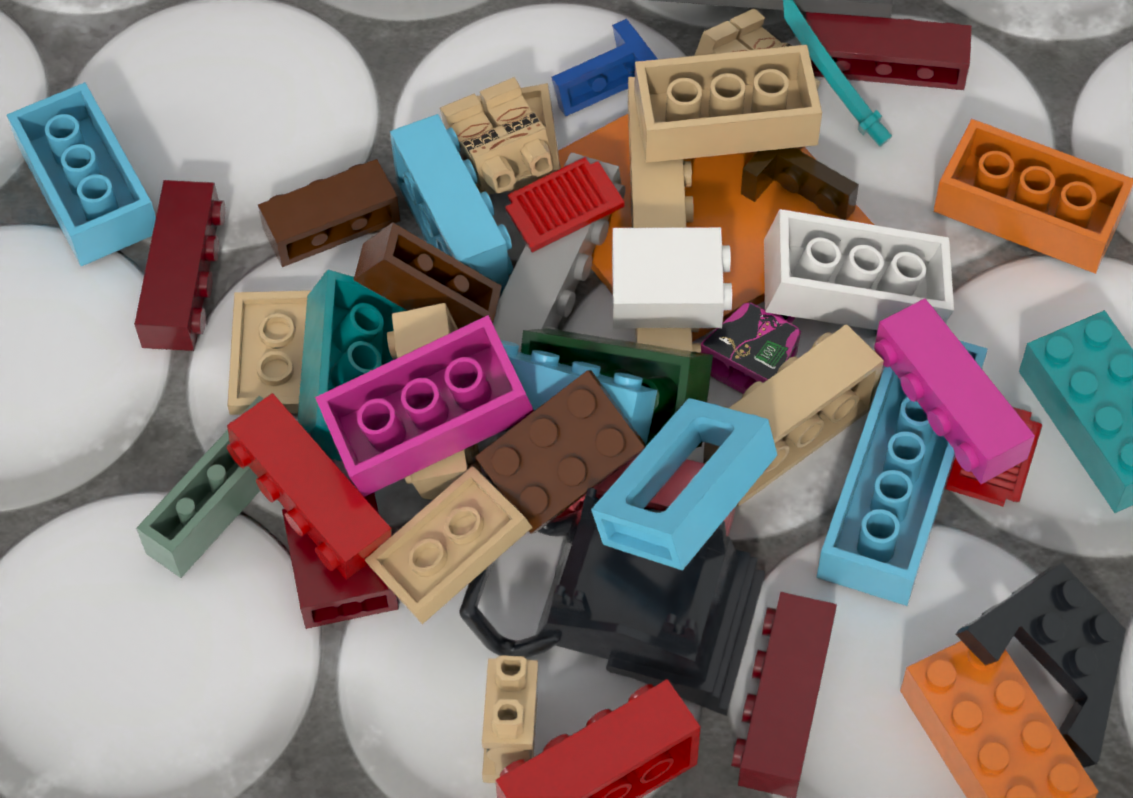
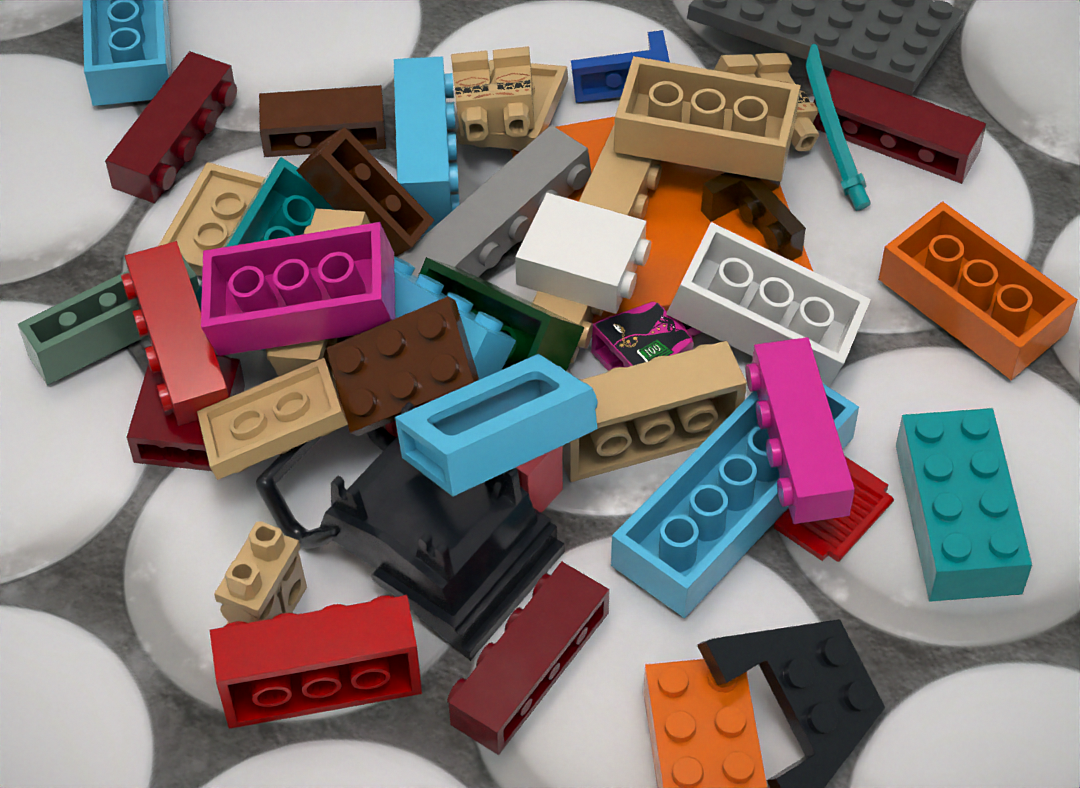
camera: 20 degrees right, 5 degrees down
(563, 203) = (522, 165): red window -> none

